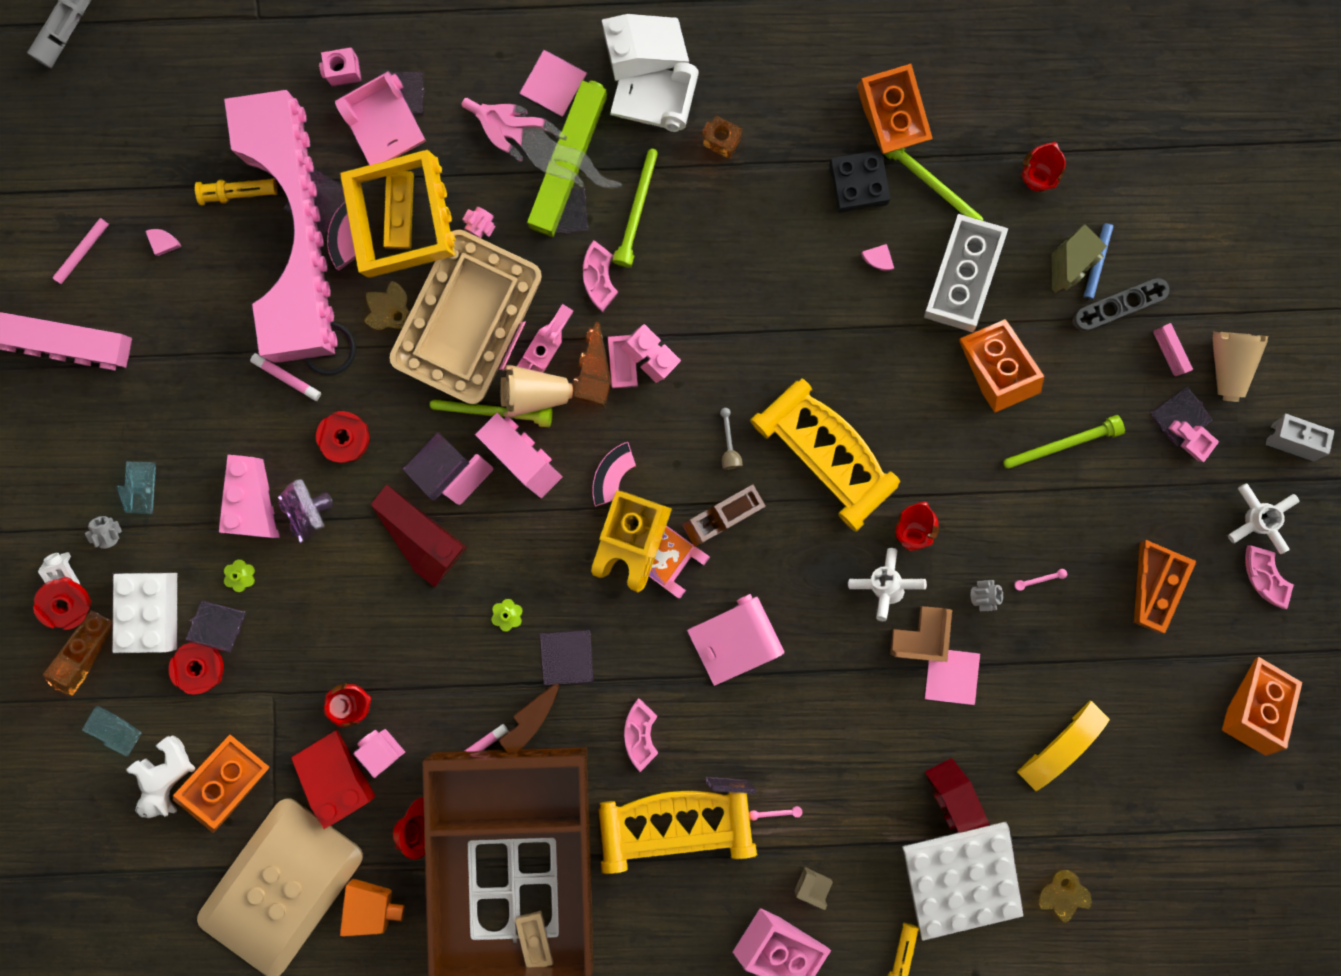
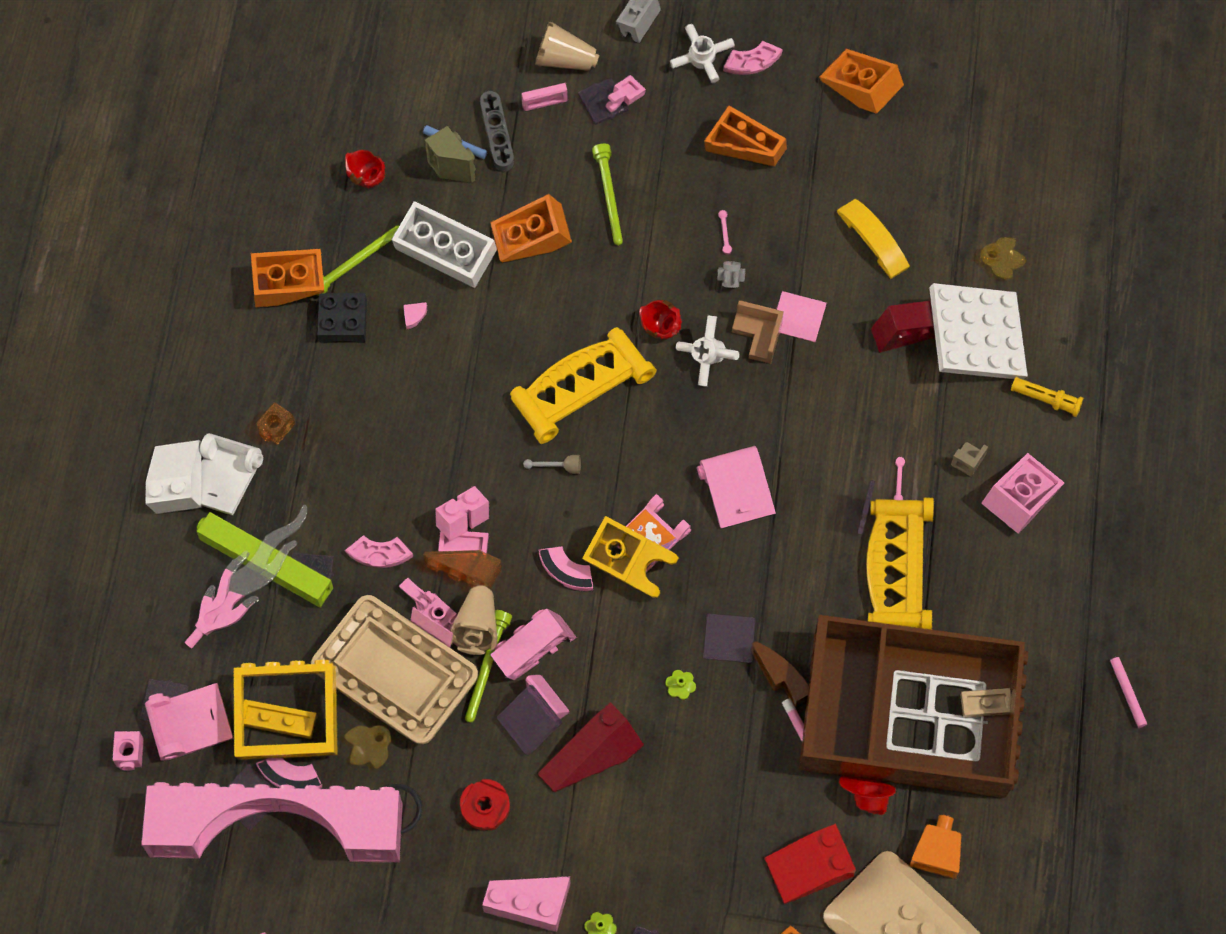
camera: 80 degrees left, 20 degrees down
(222, 193) = (222, 879): yellow pin -> none
(285, 377) = (415, 852): bright pink bar -> none
(303, 510) = (549, 842): clear purple plate -> none
(346, 705) = (741, 835): red hair -> none
(378, 751) = (790, 809): bright pink piece -> none
(478, 222) = (306, 645): bright pink gear -> none
(553, 83) = (188, 565): bright pink piece -> none
(623, 255) = (364, 525): lime piece -> none
(637, 735) = (810, 585): bright pink tile -> none
(723, 515) = (622, 478): reddish brown slope -> none

